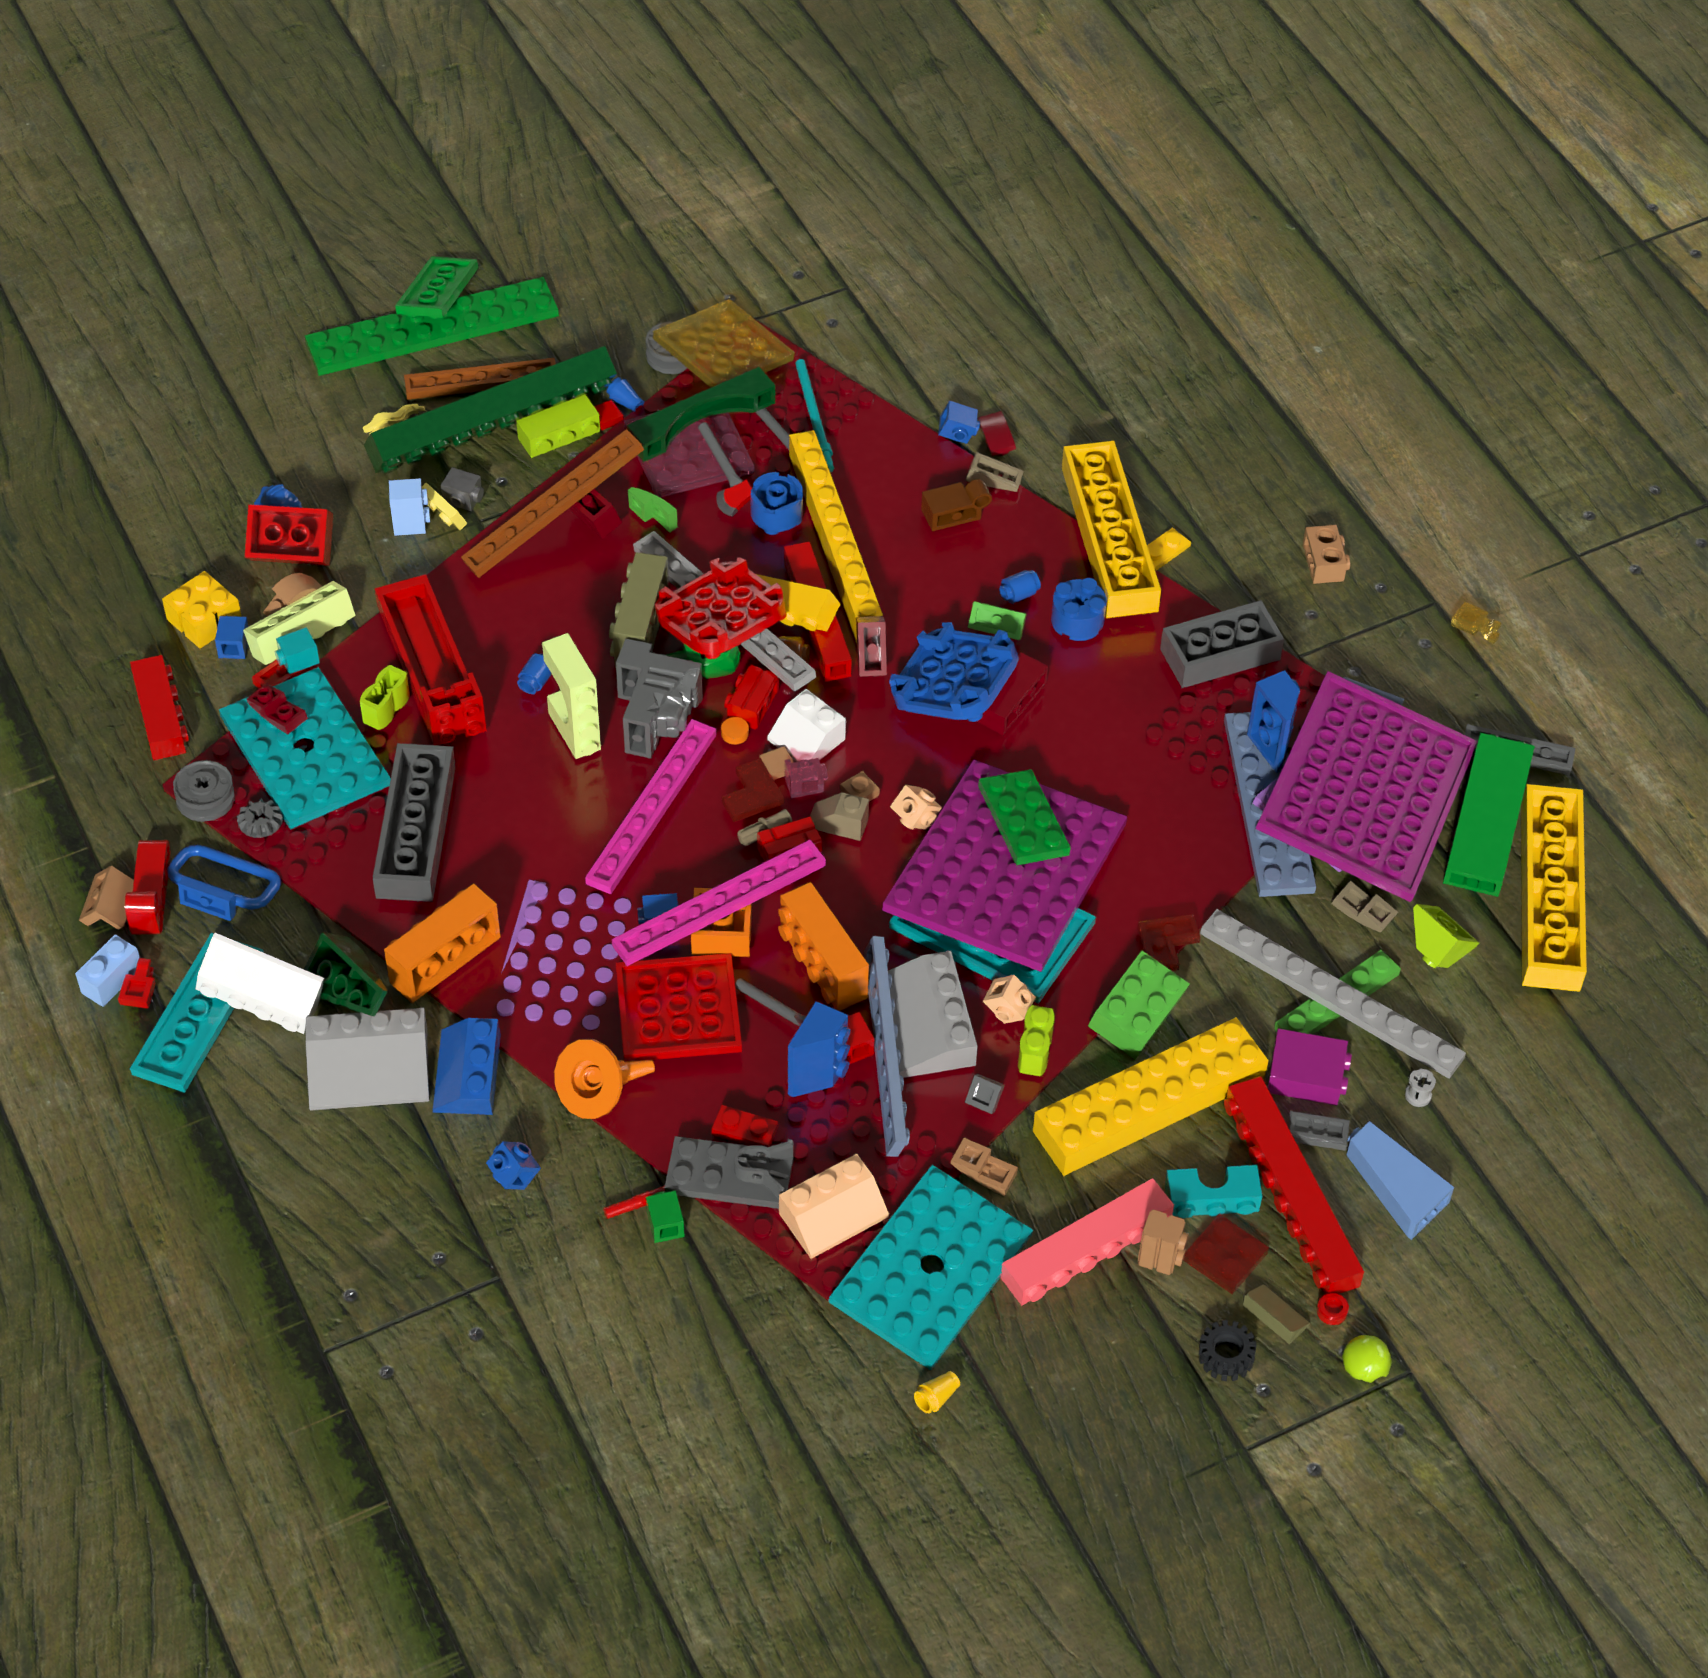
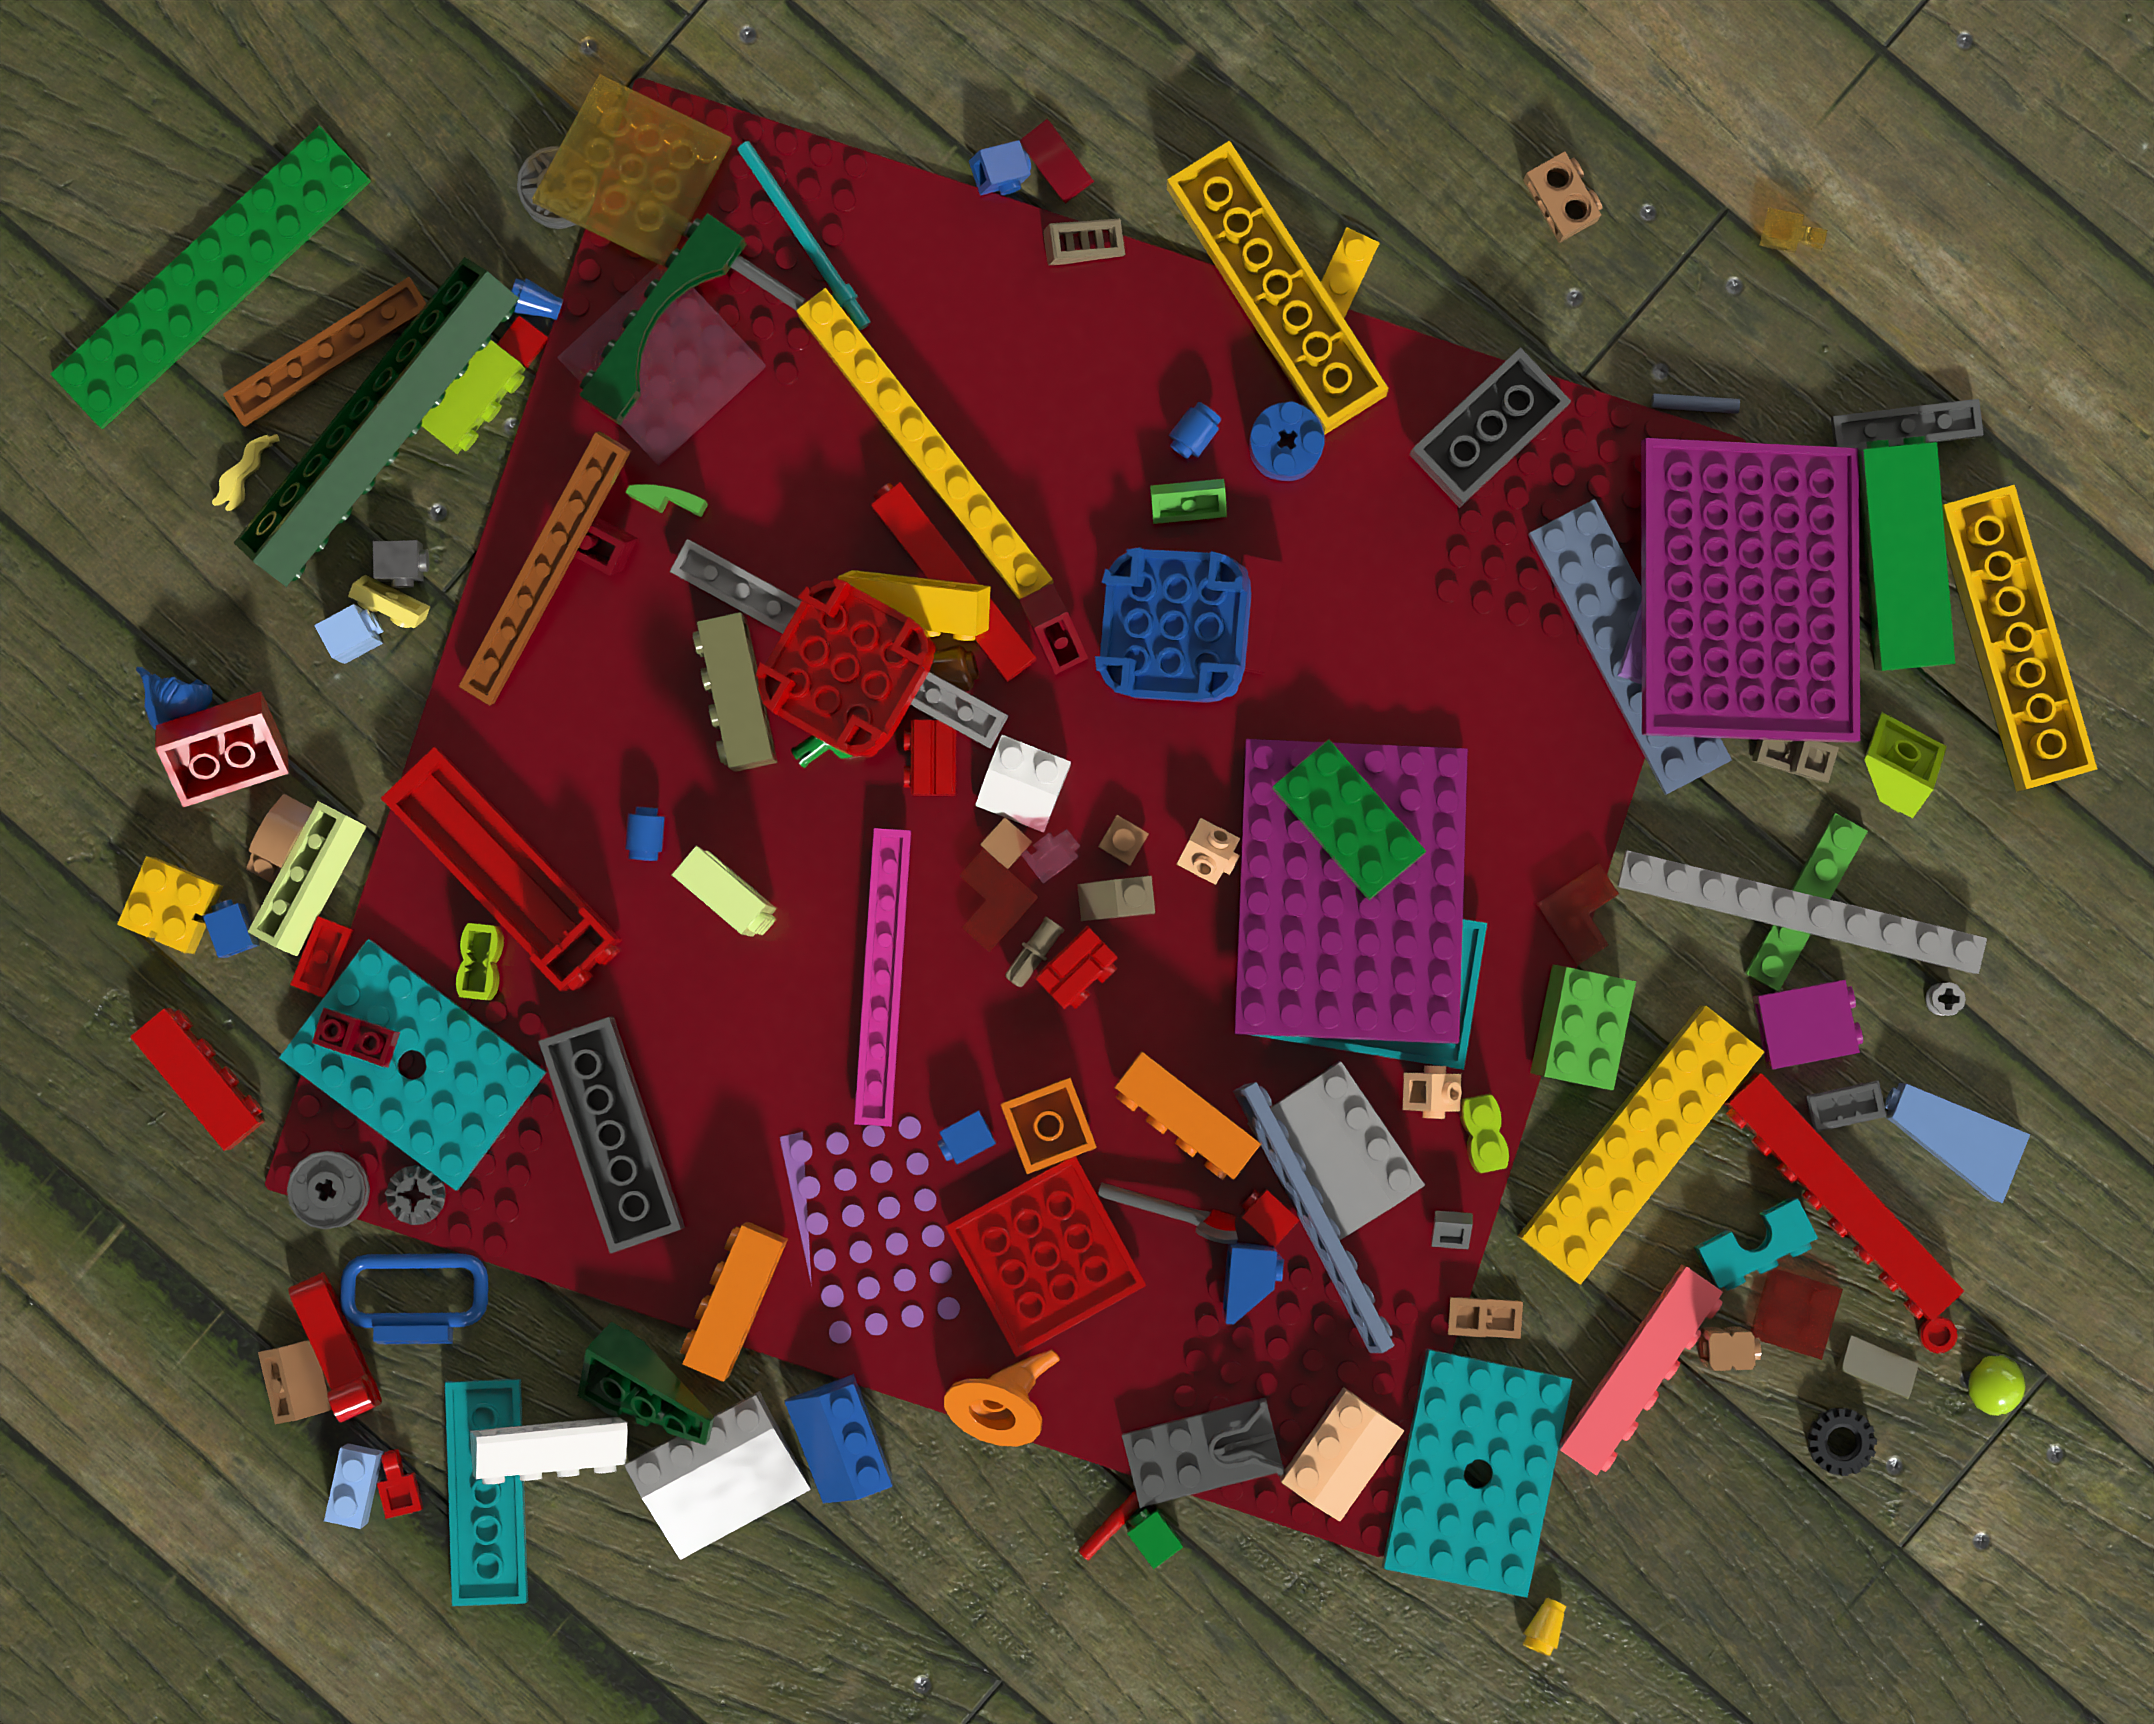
camera: 20 degrees left, 35 degrees up
(297, 651) = (330, 933): teal brick -> none
(436, 287) = (189, 218): green plate -> none
(513, 1165) = (954, 1548): blue brick -> none
(659, 695) = (827, 820): dark grey brick -> none
(718, 902) = (1044, 1123): dark pink plate -> none
(734, 730) = (931, 814): orange tile -> none
(739, 493) = (767, 421): piece -> none
(744, 1127) = (1194, 1386): red plate -> none
(776, 502) = (823, 405): blue brick -> none
(954, 504) = (1055, 323): reddish brown hinge -> none
(1273, 717) = (1615, 560): blue slope -> none

